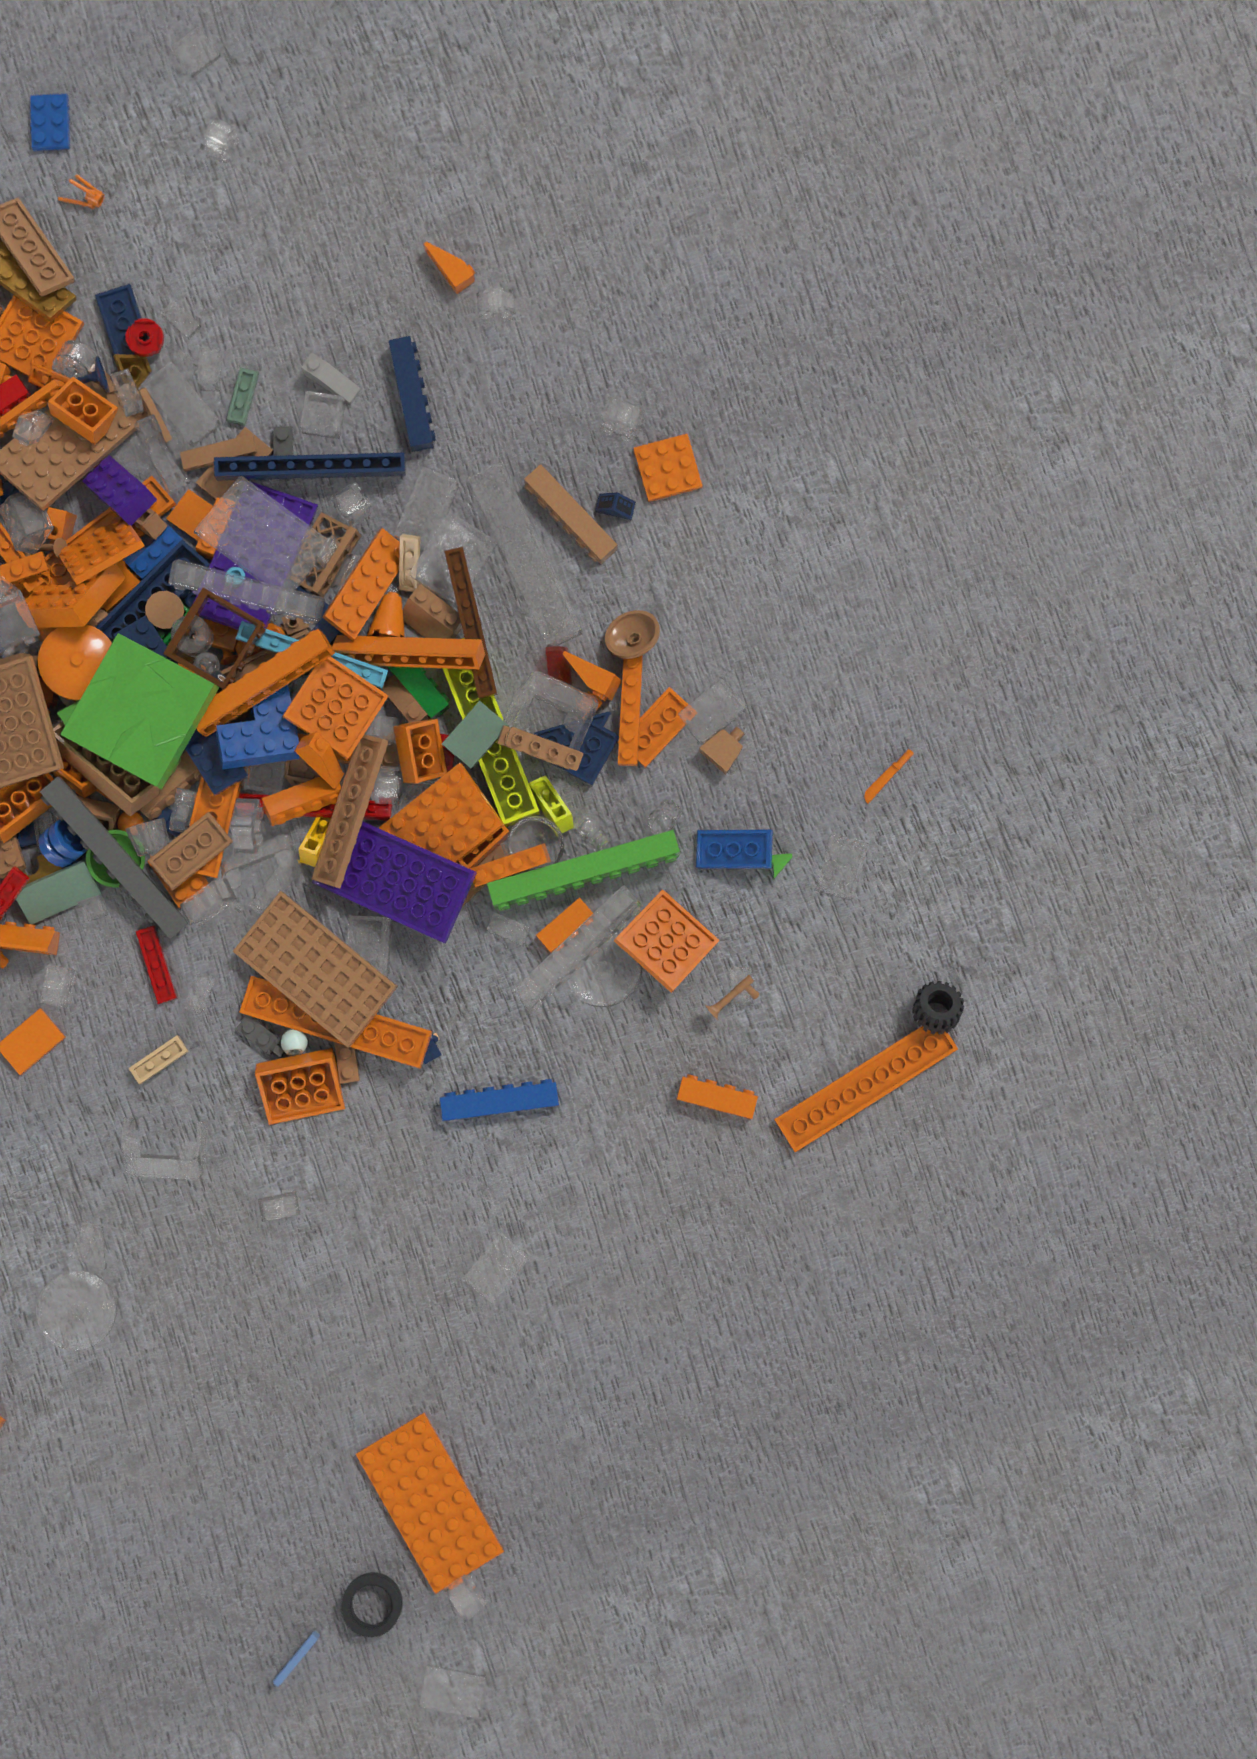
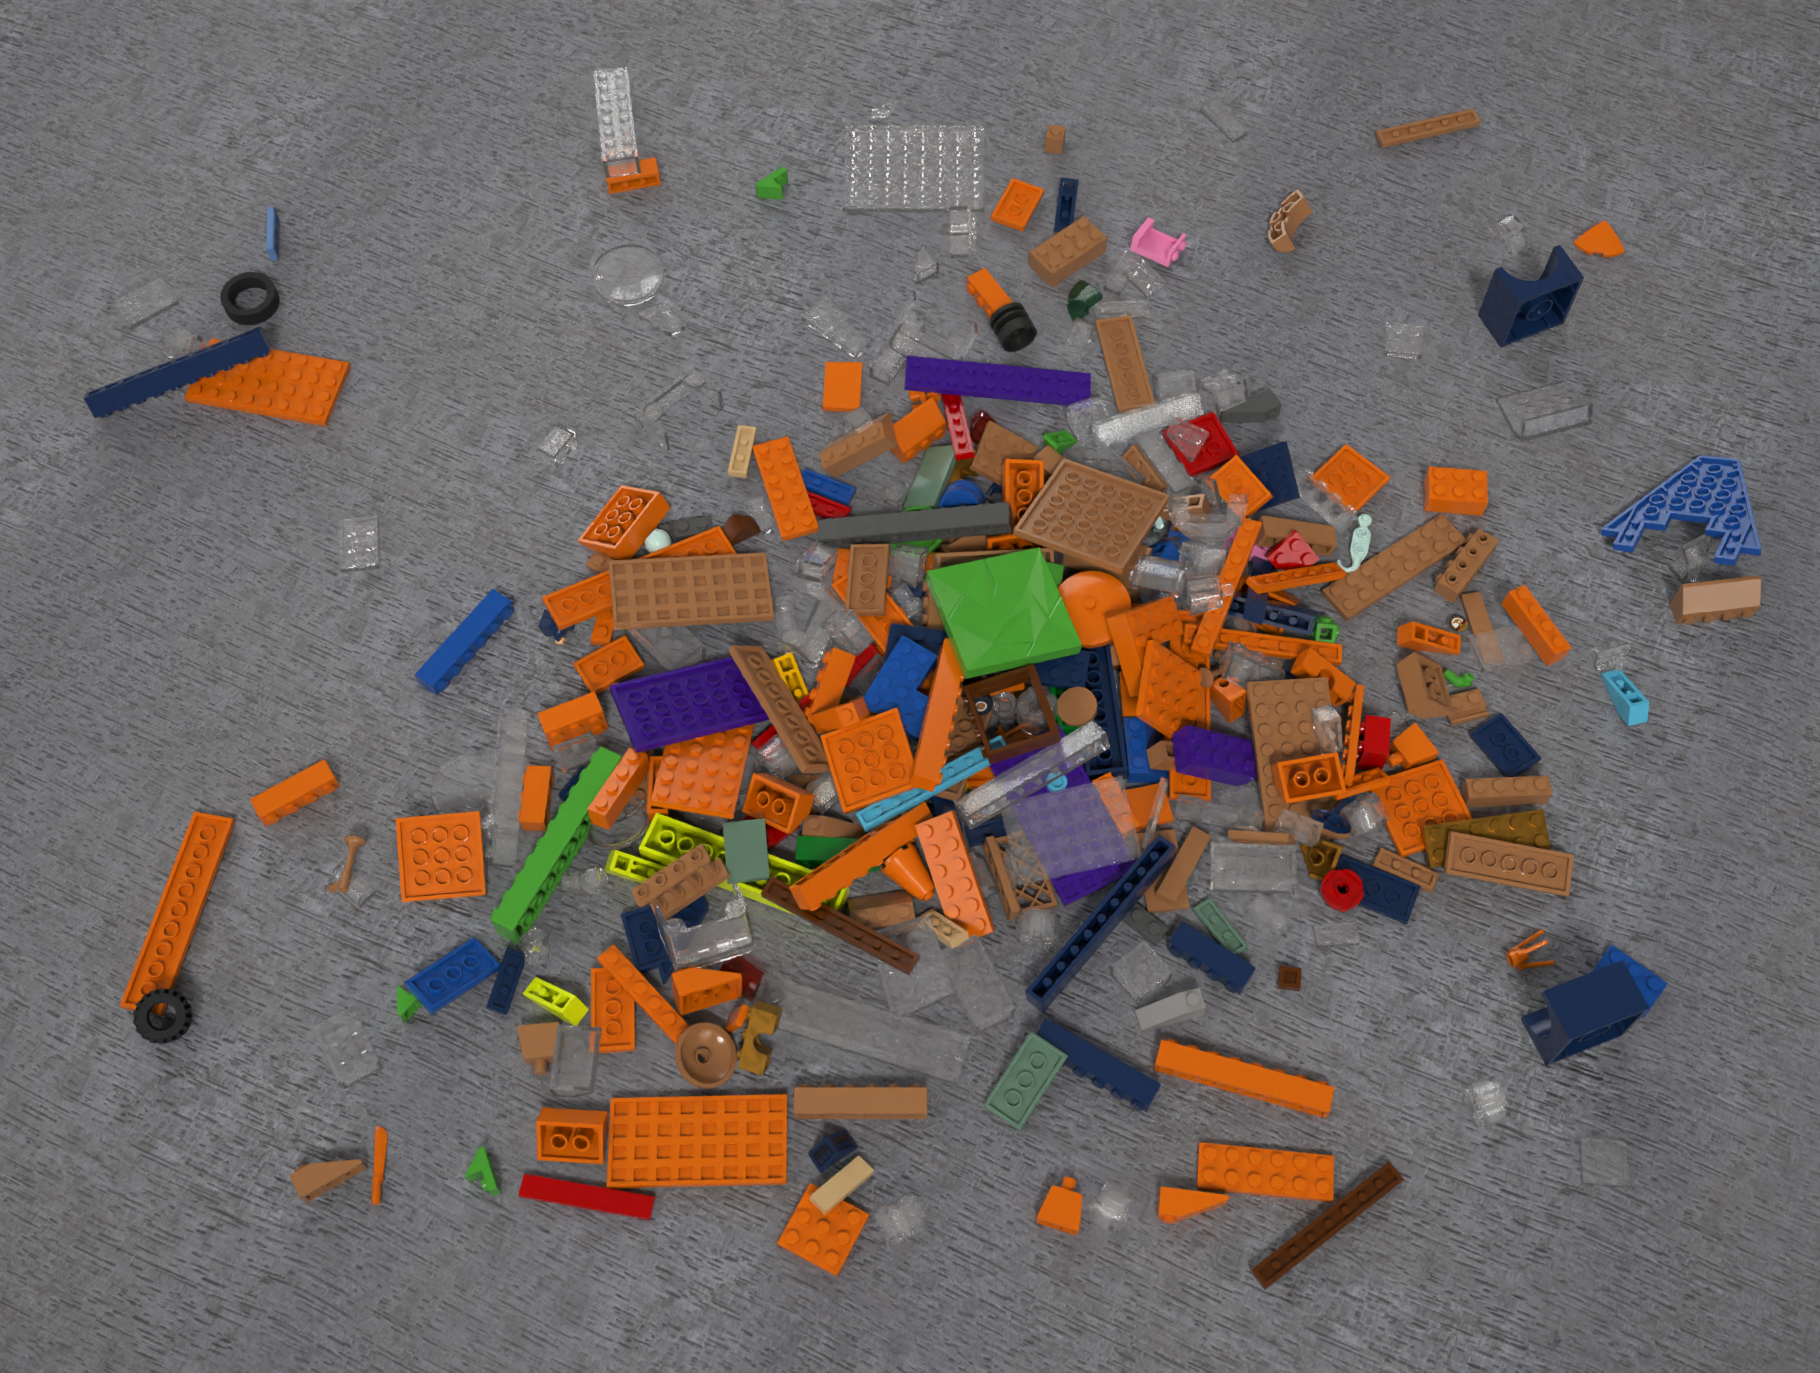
camera: 135 degrees right, 20 degrees down
(77, 967) = (858, 446): none -> medium nougat slope
(90, 314) = (1406, 869): none -> medium nougat tile
(107, 116) = (1585, 1013): none -> dark blue piece
(132, 968) = (828, 487): none -> blue tile
(163, 994) = (785, 488): none -> orange plate
(199, 494) = (1155, 813): none -> clear tile
(227, 995) = (740, 528): none -> reddish brown slope
(239, 324) = (1289, 978): none -> reddish brown plate
(270, 383) = (1210, 958): none -> dark blue brick
(335, 295) = (1244, 1078): none -> orange brick
(386, 177) = (1326, 1225): none -> reddish brown plate
(386, 240) = (1265, 1172): none -> orange plate
(400, 1011) = (603, 629): none -> orange plate
(423, 979) = (609, 665): none -> orange plate
(462, 425) = (1025, 1081): none -> sand green tile
(489, 953) = (573, 719): none -> orange brick
(490, 1571) = (178, 372): none -> dark blue brick
(522, 337) = (1062, 1208): none -> orange torso
(531, 913) = (564, 793): none -> dark blue axle
(591, 637) = (737, 1018): none -> orange tile
(599, 606) = (754, 1054): none -> pearl gold arch
(632, 477) = (841, 1185): none -> tan tile
(687, 592) = (697, 1141): none -> orange plate
(687, 769) = (556, 1001): none -> neon yellow slope
(704, 815) = (506, 981): none -> dark blue tile
(757, 671) = (572, 1135): none -> orange slope
(784, 627) = (587, 1197): none -> red tile
(828, 706) = (482, 1167): none -> bright green slope
(931, 800) = (321, 1177): none -> medium nougat slope

